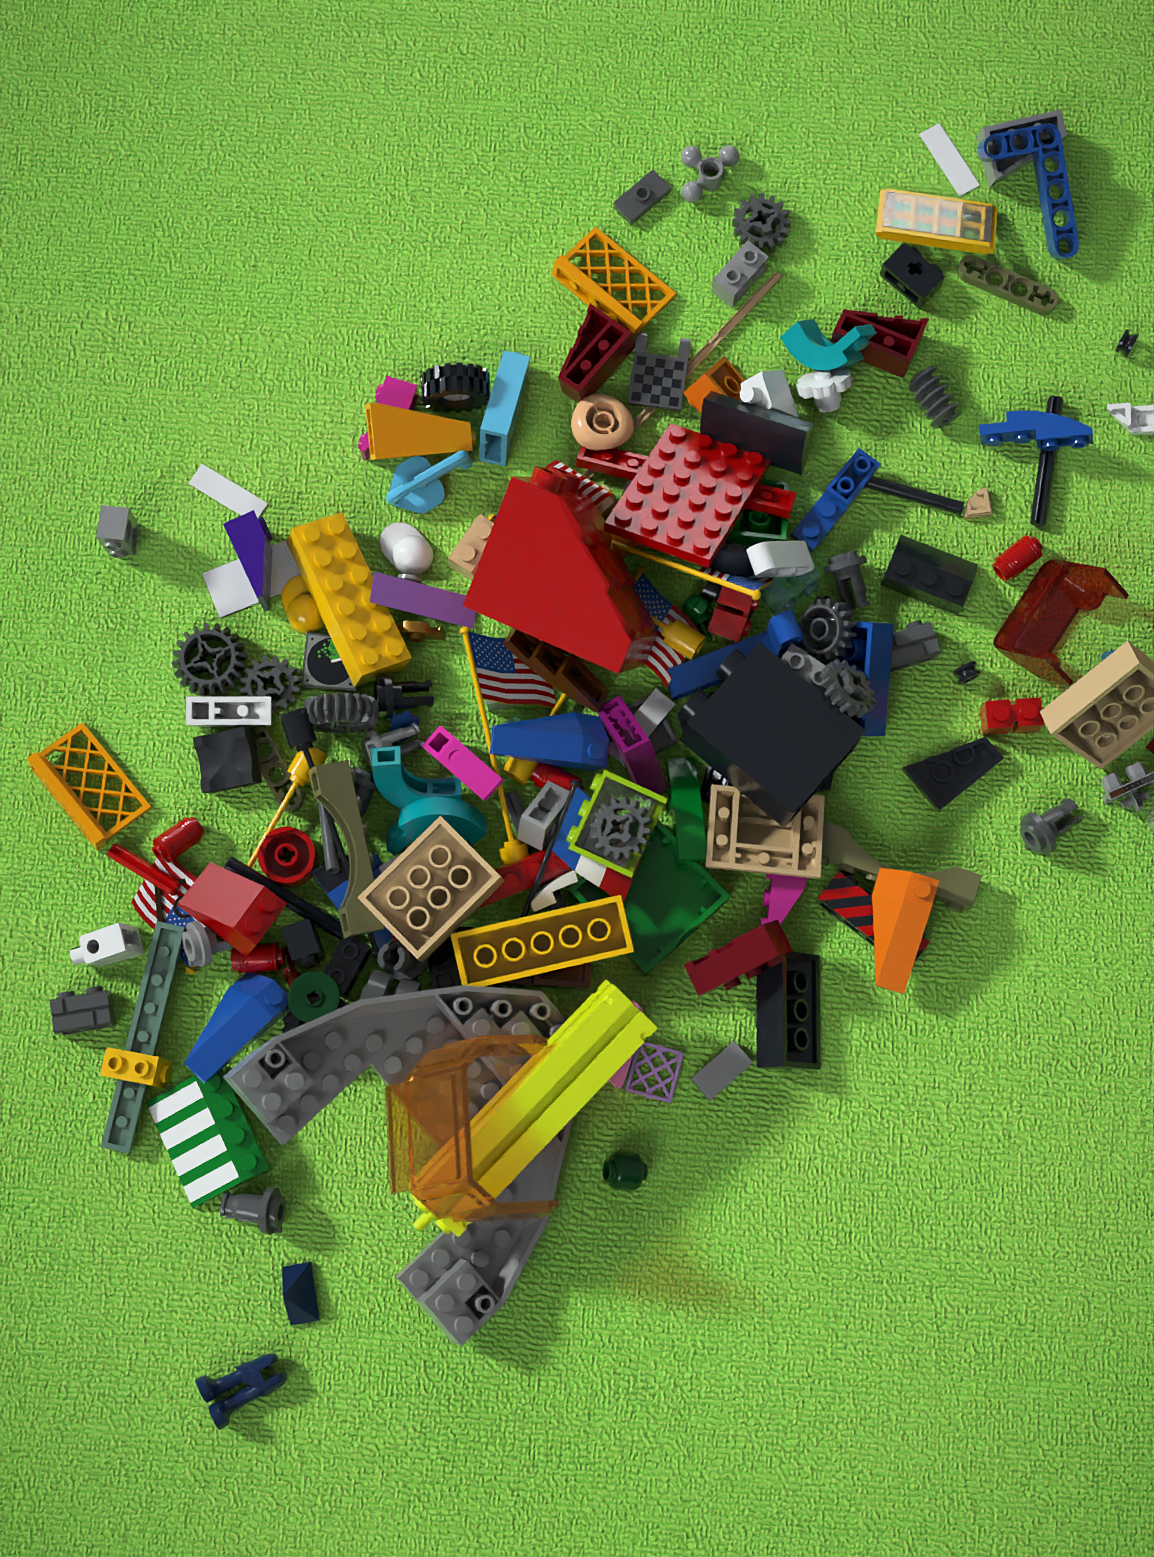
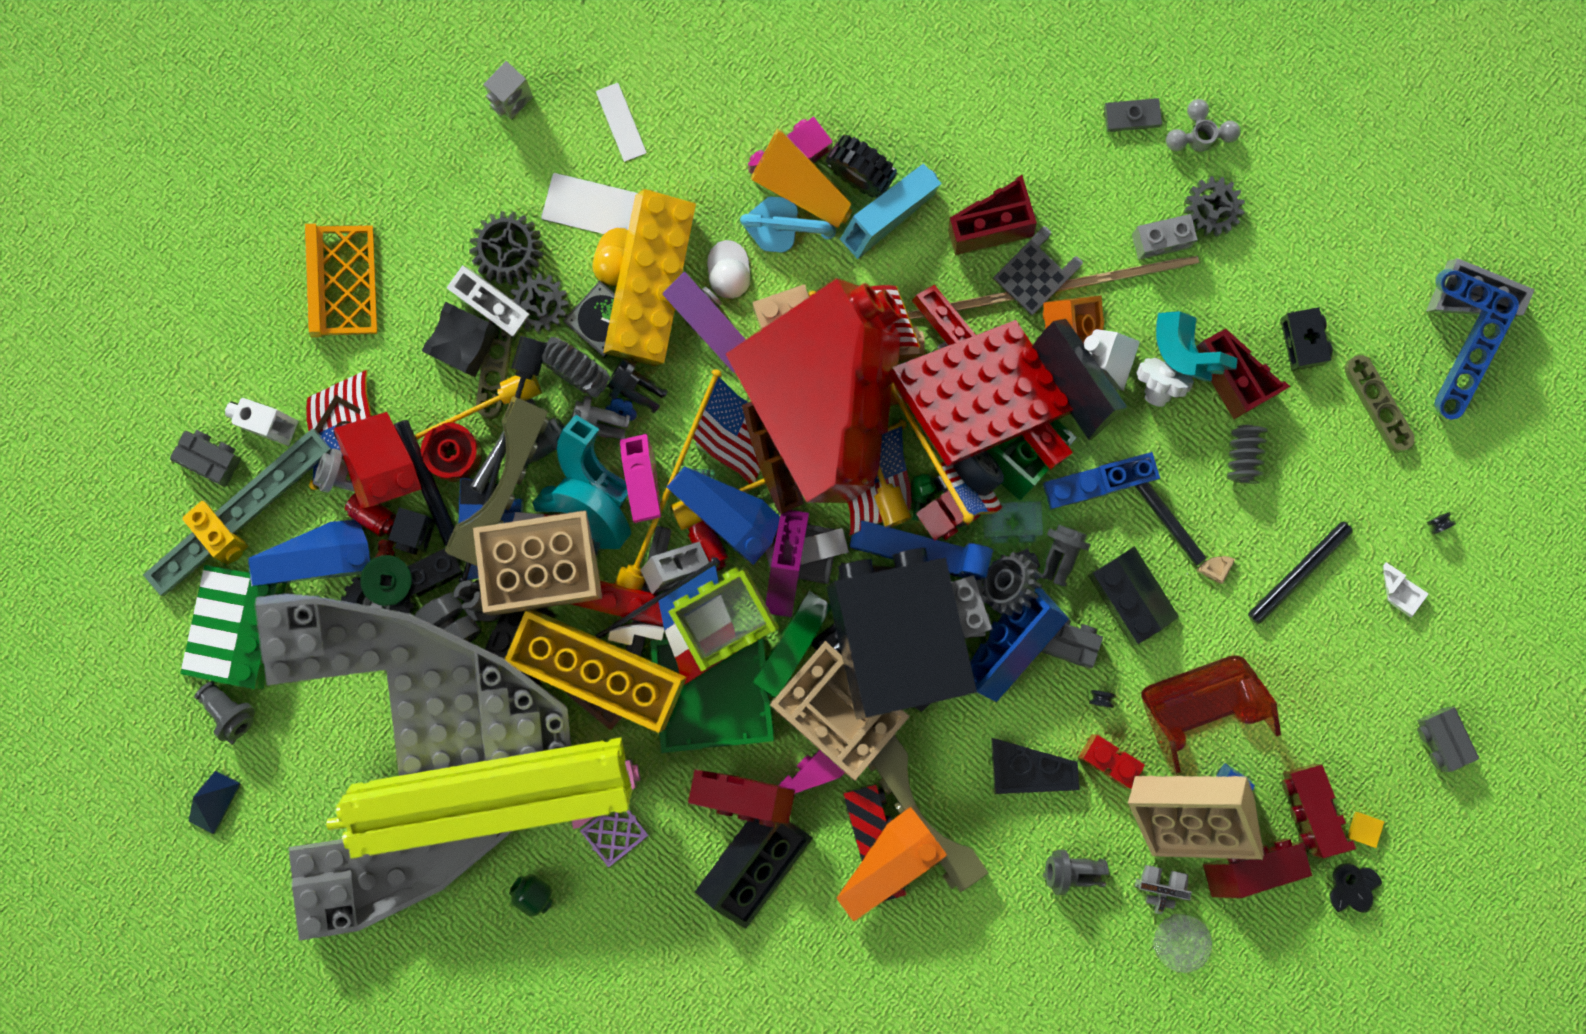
camera: 30 degrees right, 5 degrees up
(144, 869) = (334, 379): red axle -> none
(177, 839) = (376, 374): red head -> none
(247, 1373) = (126, 834): dark blue piece -> none
(251, 542) = (601, 187): dark purple slope -> none
(418, 631) = (686, 343): pearl gold plate -> none
(433, 1136) = (387, 763): clear orange piece -> none
(589, 292) = (1033, 174): light orange fence -> none
(601, 422) = (959, 279): light nougat hat -> none
(631, 824) = (713, 618): dark grey gear -> none
(721, 1071) = (666, 872): light grey tile -> none
(780, 559) = (1015, 499): white beam -> none
(847, 688) = (989, 646): dark grey gear -> none
(936, 221) = (1360, 309): clear piece -> none
(949, 159) = (1411, 263): white sticker -> none
(1017, 558) = (1215, 635): red head -> none
(1047, 428) = (1320, 549): blue slope -> none

